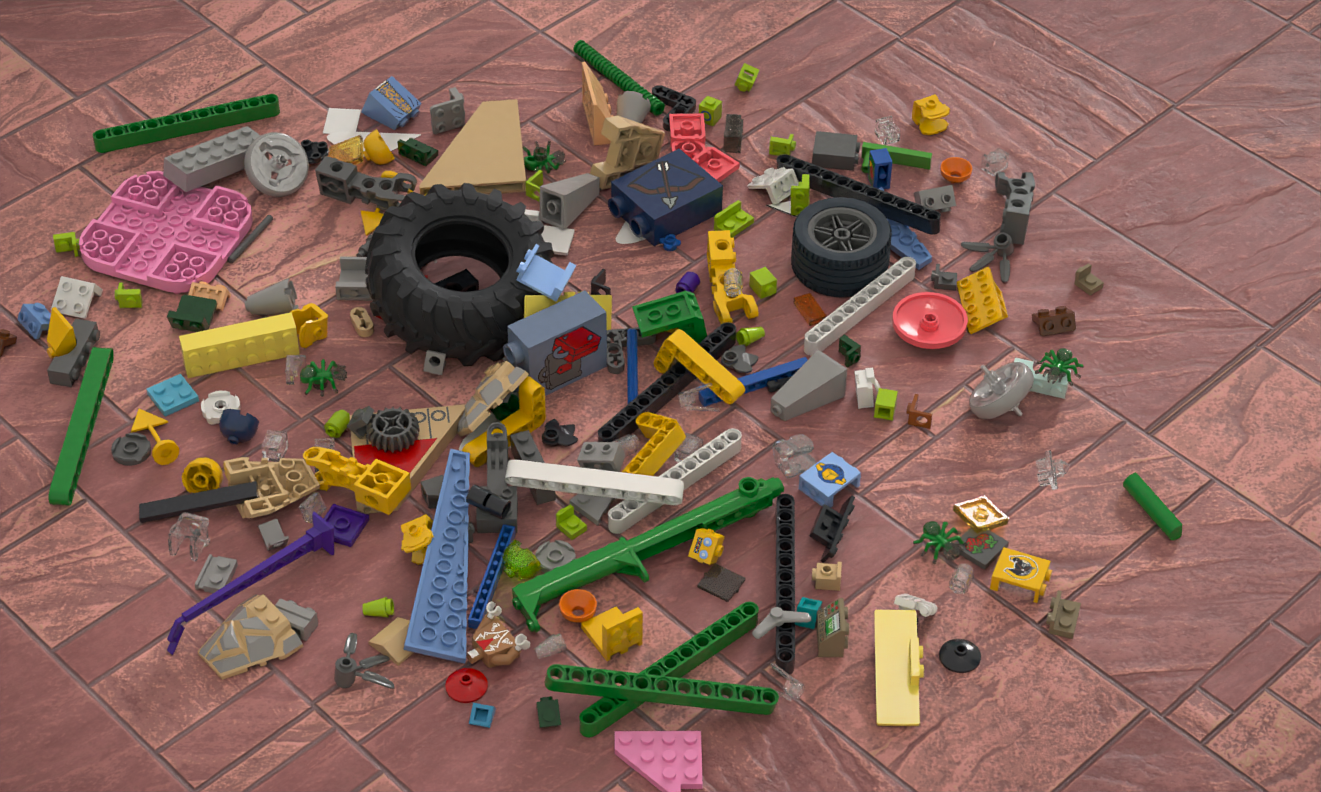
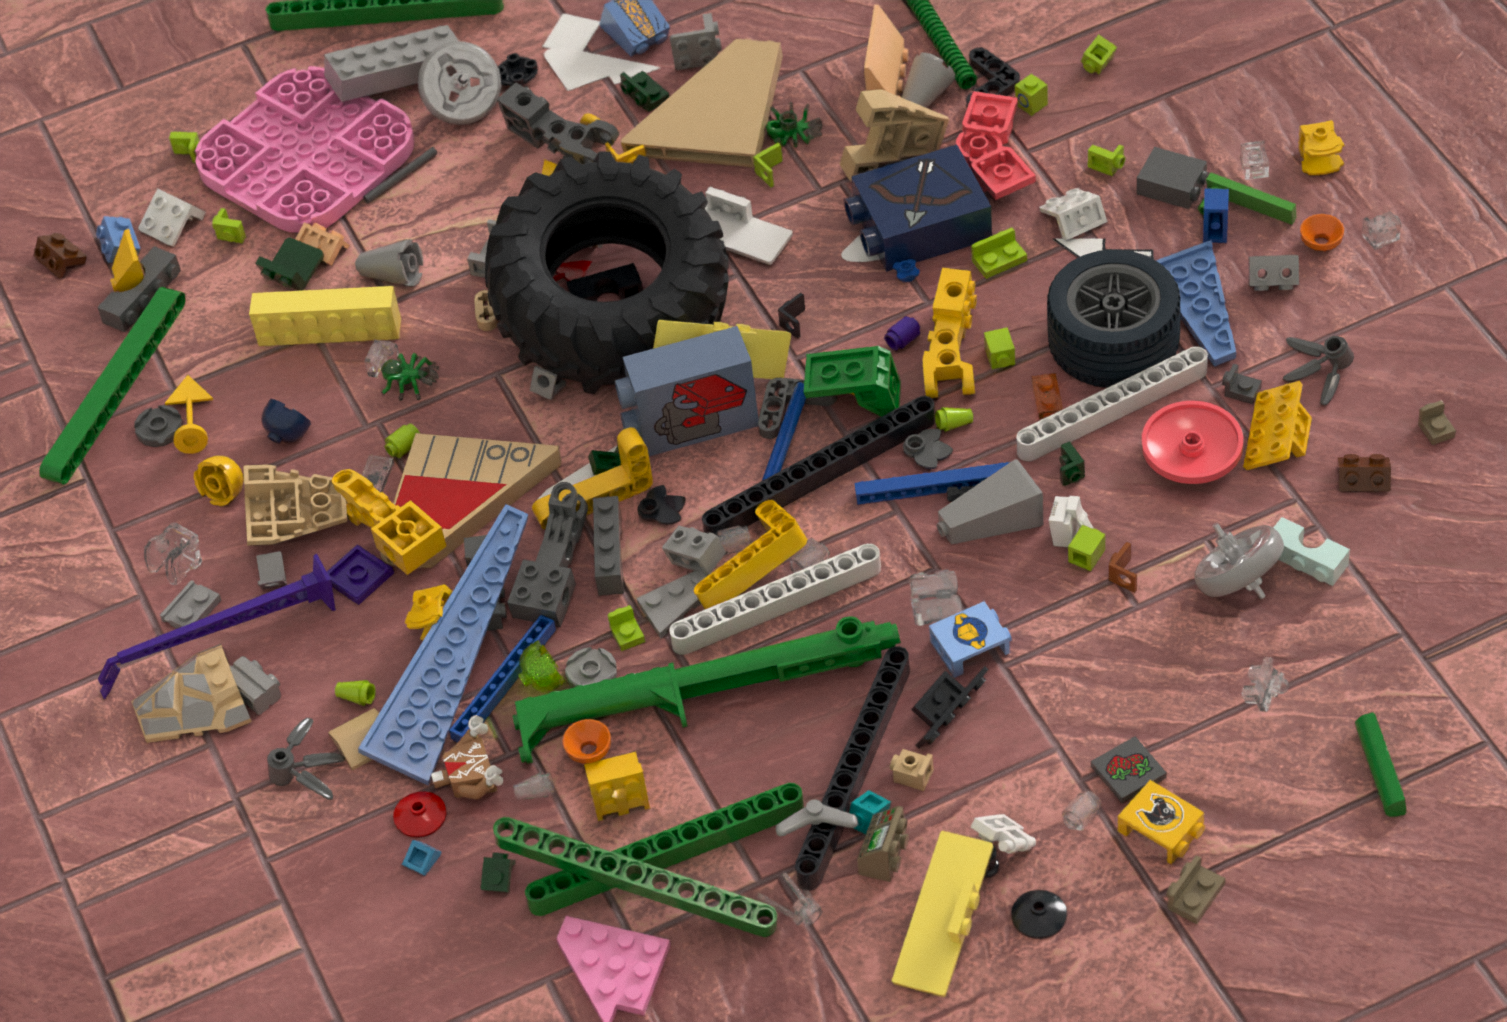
camera: 25 degrees right, 5 degrees up
(172, 395) = (231, 365): medium azure plate -> none
(197, 502) = (202, 510): black tile -> none
(211, 409) = (277, 380): white plate -> none
(274, 445) = (318, 455): clear brick -> none
(308, 326) = (417, 303): yellow piece -> none
(312, 504) = (329, 546): clear bracket -> none
(348, 151) = (556, 79): clear yellow tile -> none
(360, 421) = (417, 446): dark grey bracket -> none
(377, 149) = (593, 80): yellow cylinder -> none
(393, 433) = (454, 463): dark grey gear -> none
(488, 501) = (523, 584): black pin -> none
(493, 388) = (585, 438): wedge -> none
(543, 275) = (692, 296): light blue panel -> none
(567, 199) = (797, 187): light grey slope -> none
(594, 482) = (665, 584): white beam -> none
(687, 398) = (838, 489): clear plant -> none
(698, 361) = (842, 424): yellow beam -> none
(706, 546) = (773, 696): yellow head -> none
(721, 582) = (779, 747): clear smoke piece -> none
(733, 133) = (1047, 132): clear smoke window -> none
(733, 282) = (949, 343): clear brick -> none
(800, 195) = (1095, 235): lime bracket -> none
(890, 205) = (1175, 249): black beam -> none
(939, 540) = (1075, 751): animal -> none
(980, 514) = (1145, 726): clear yellow tile -> none
(1017, 205) = (1372, 311): dark grey brick -> none
(1059, 365) = (1330, 543): animal -> none

